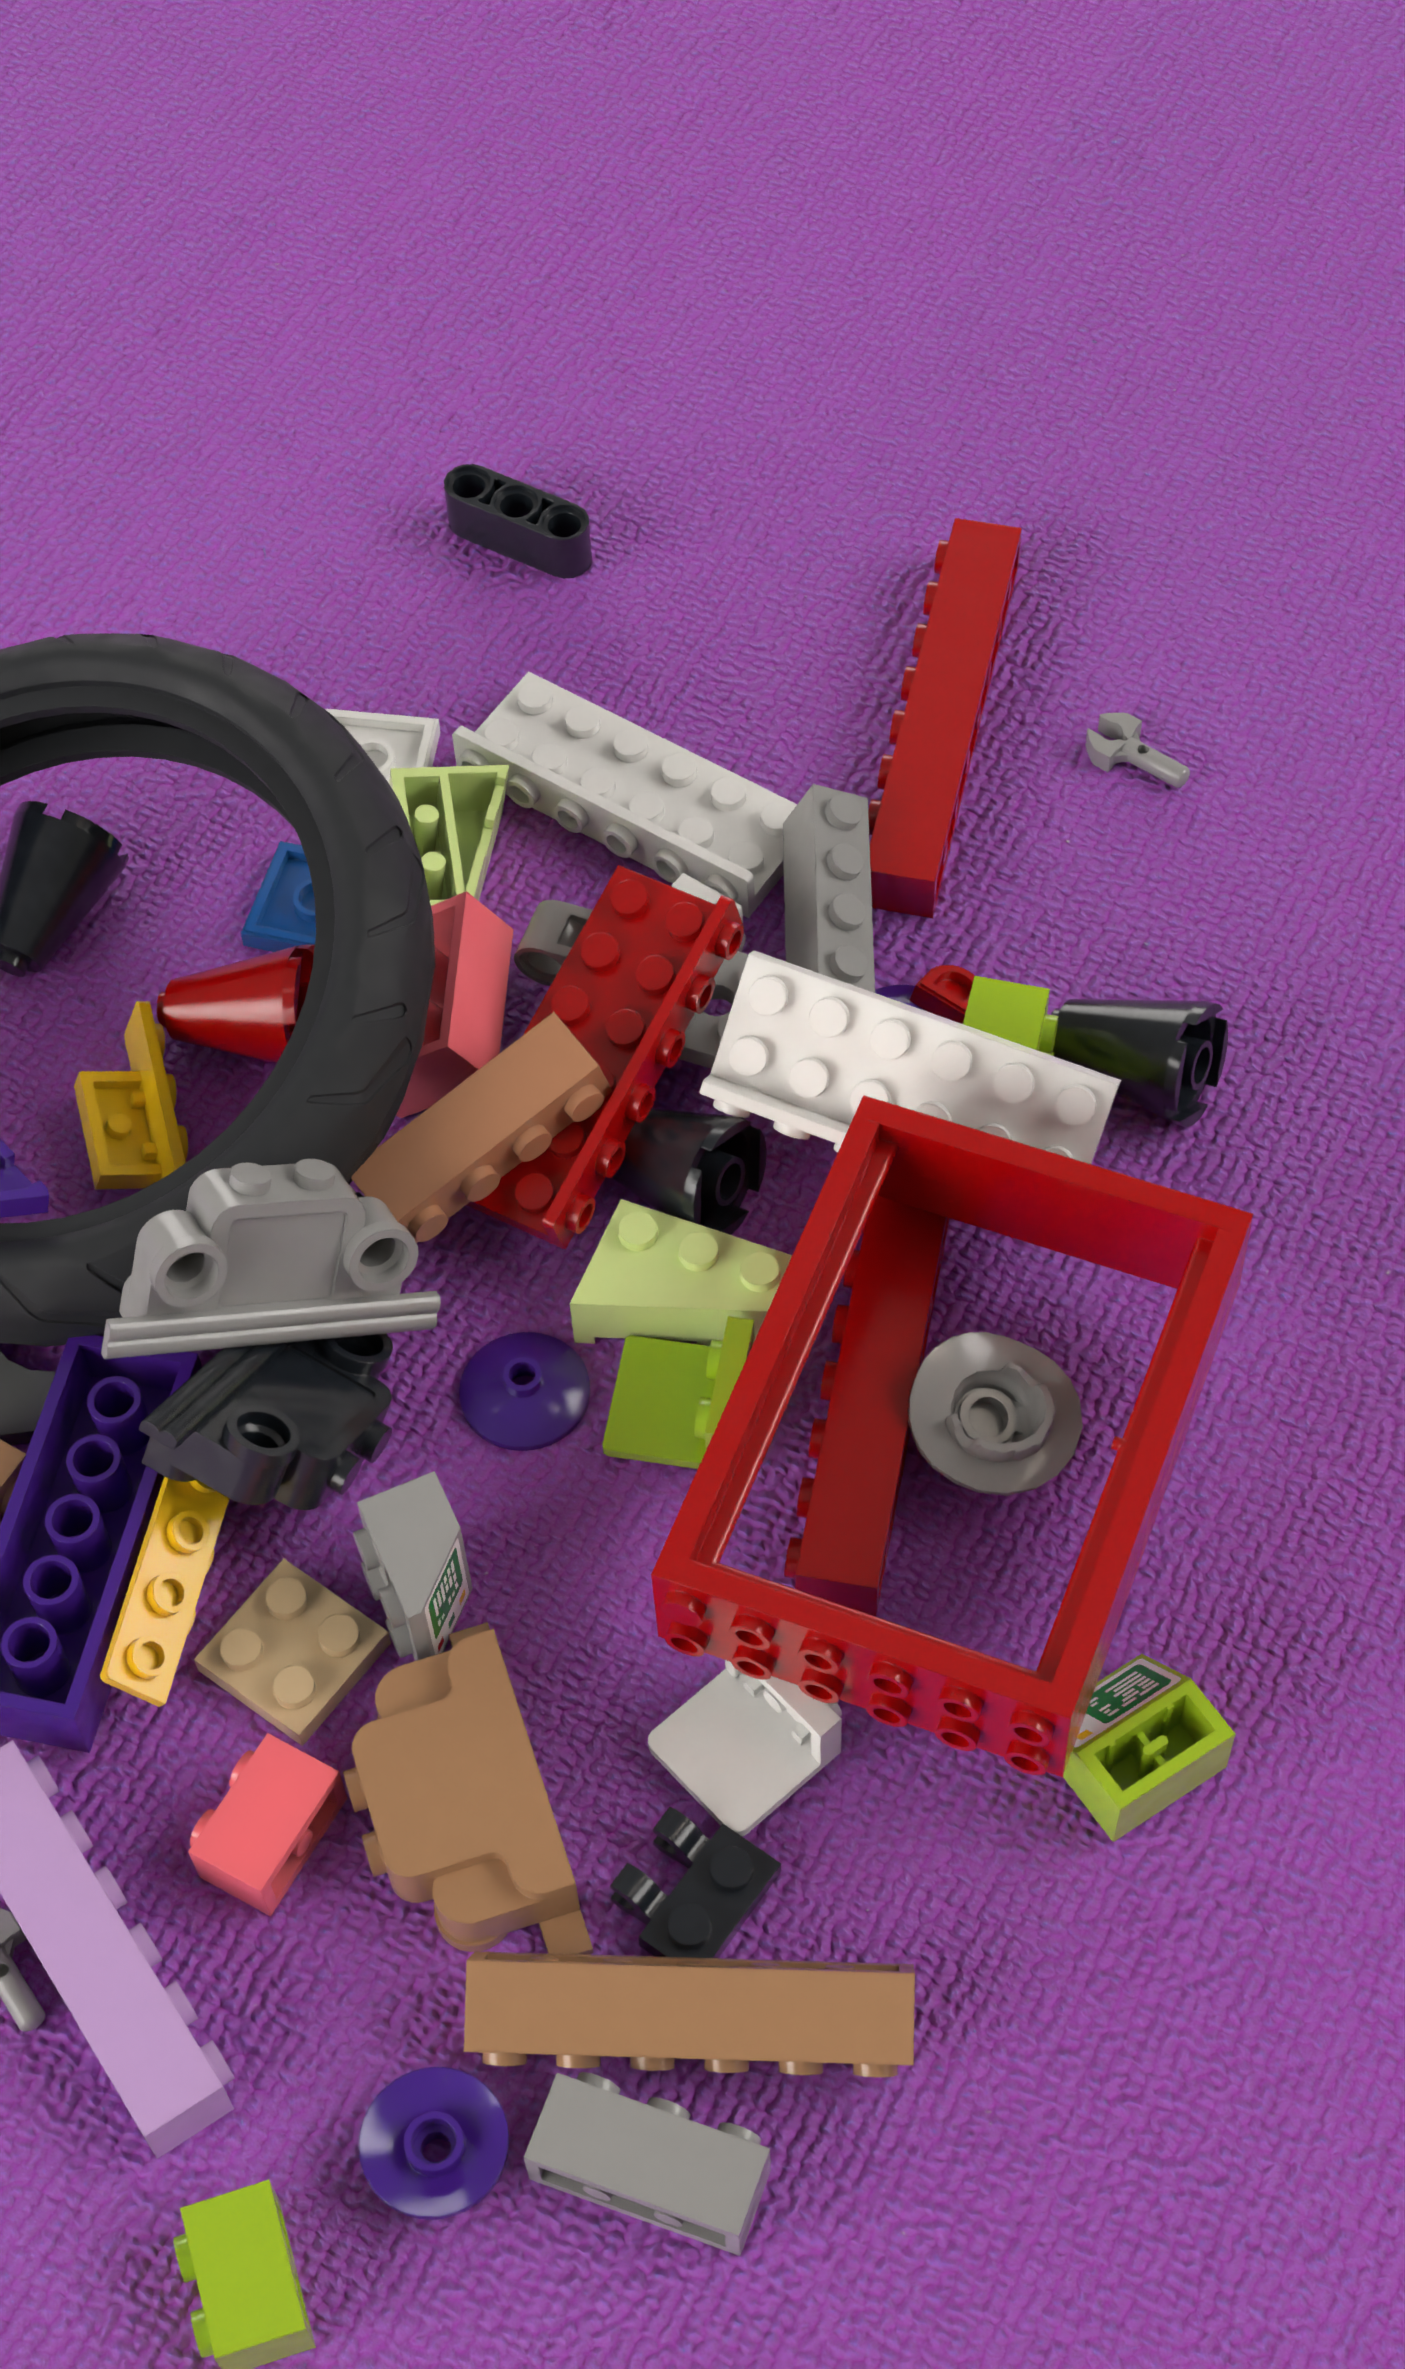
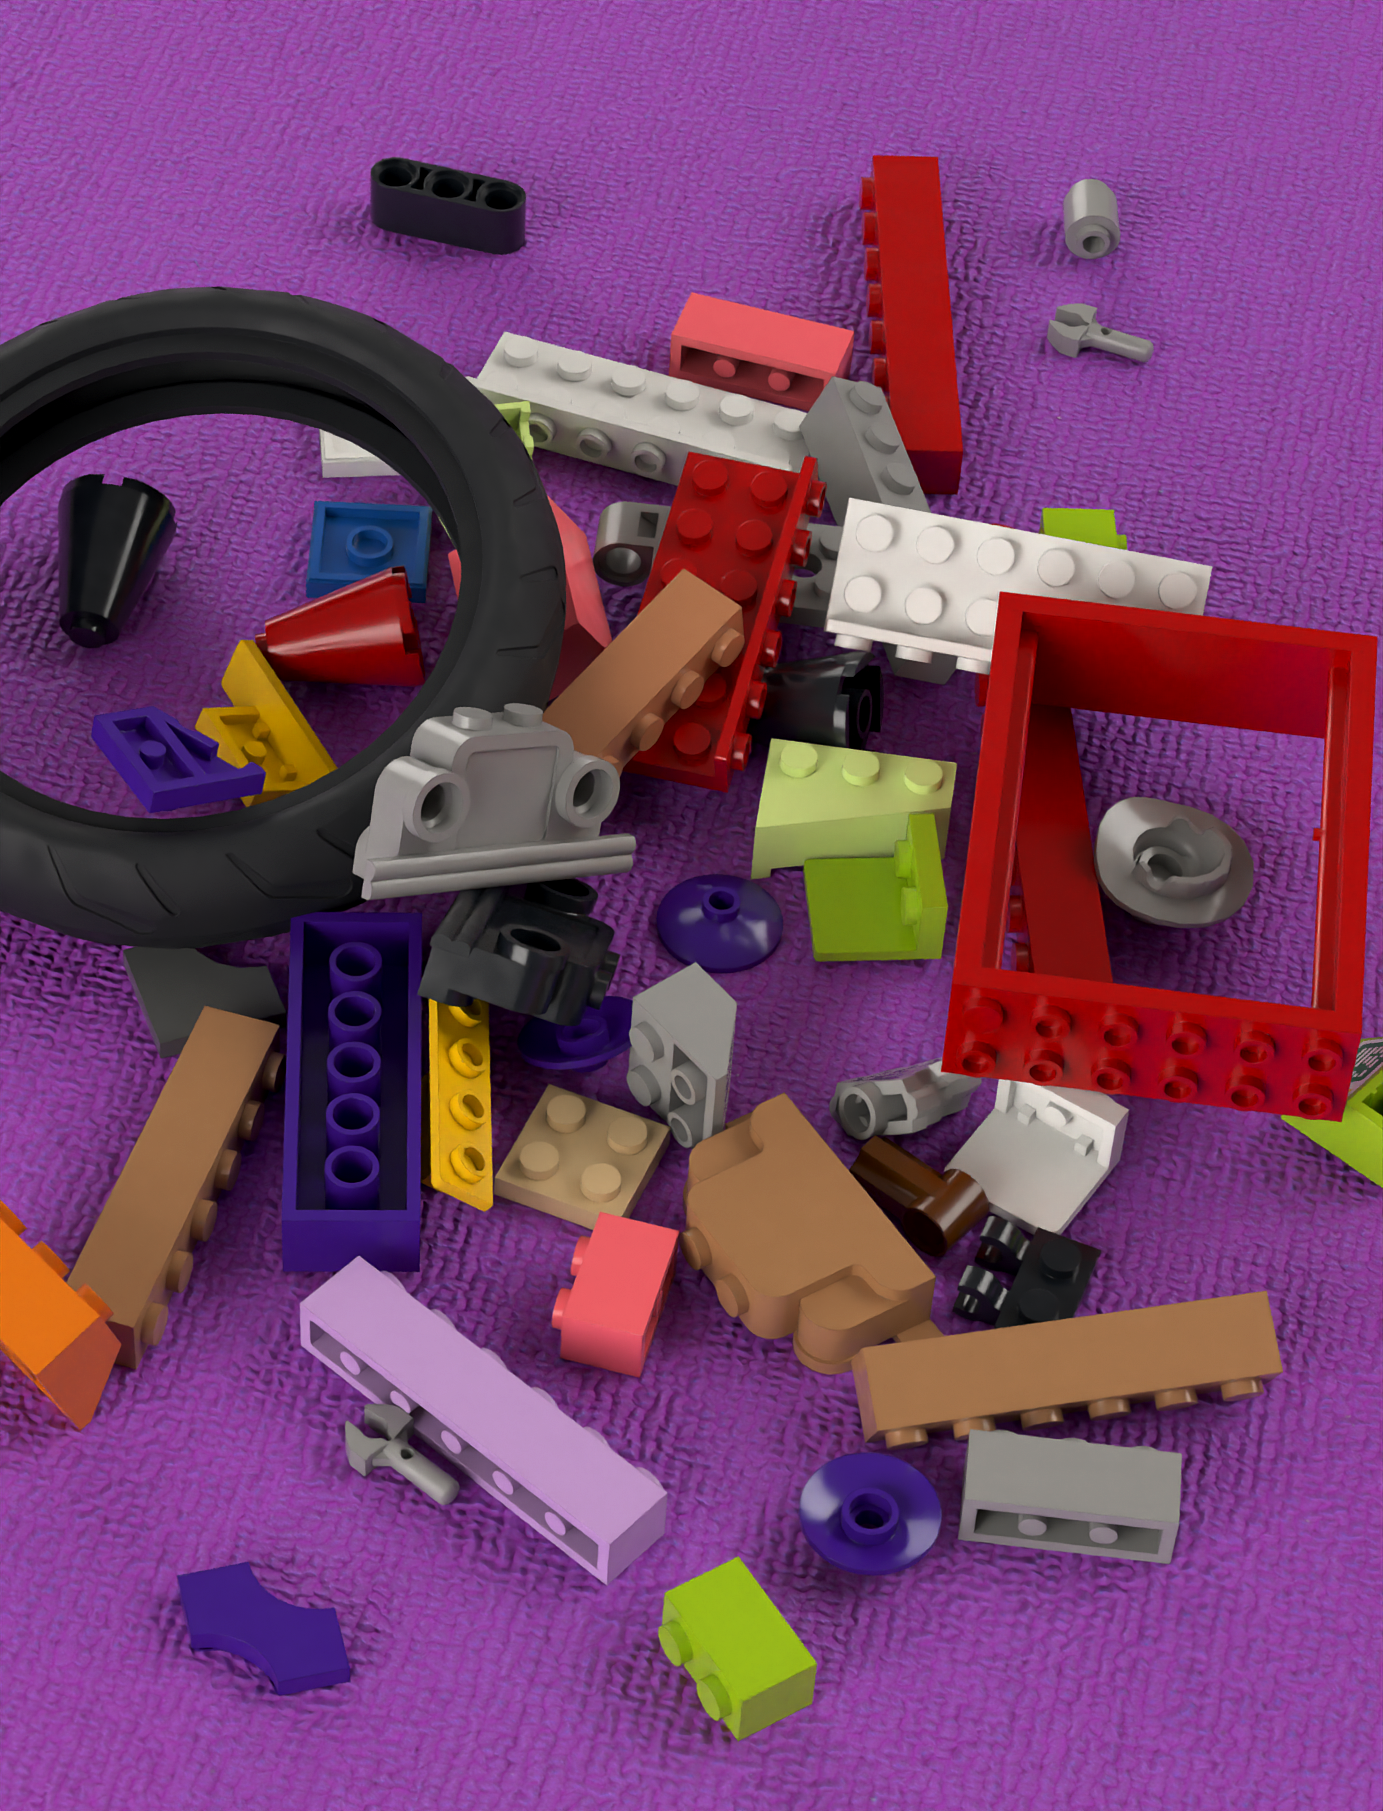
camera: 20 degrees left, 10 degrees down
(329, 1525) = (579, 1047): none -> dark purple dish
(615, 1650) = (900, 1099): none -> light grey rock
(620, 1774) = (932, 1206): none -> reddish brown piece
(773, 729) = (757, 351): none -> coral brick
(1153, 1046) = (1217, 540): black cone -> none
(1168, 615) = (1091, 219): none -> light grey brick

